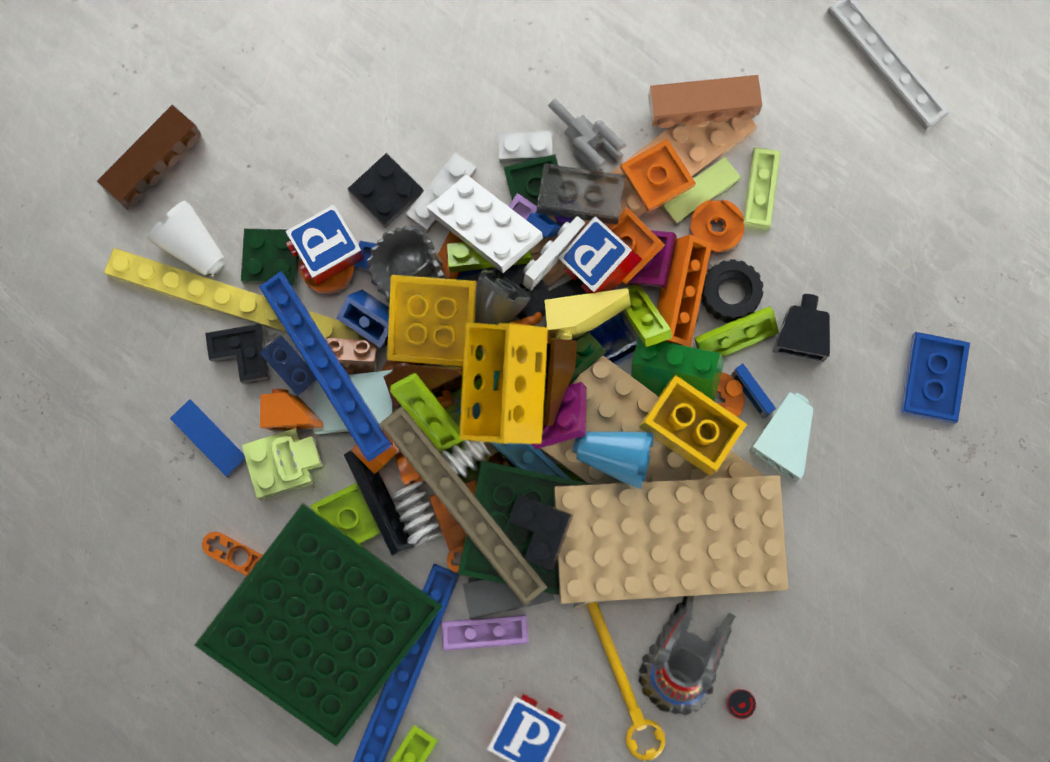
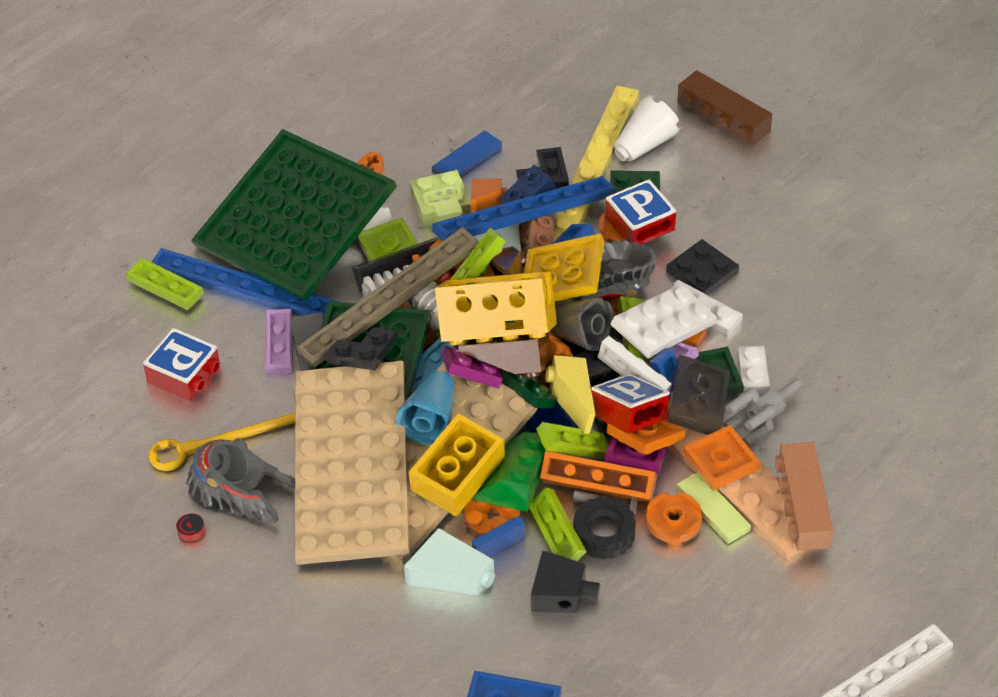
camera: 90 degrees right, 30 degrees down
(761, 188) = (719, 560): yellowish green tile -> none

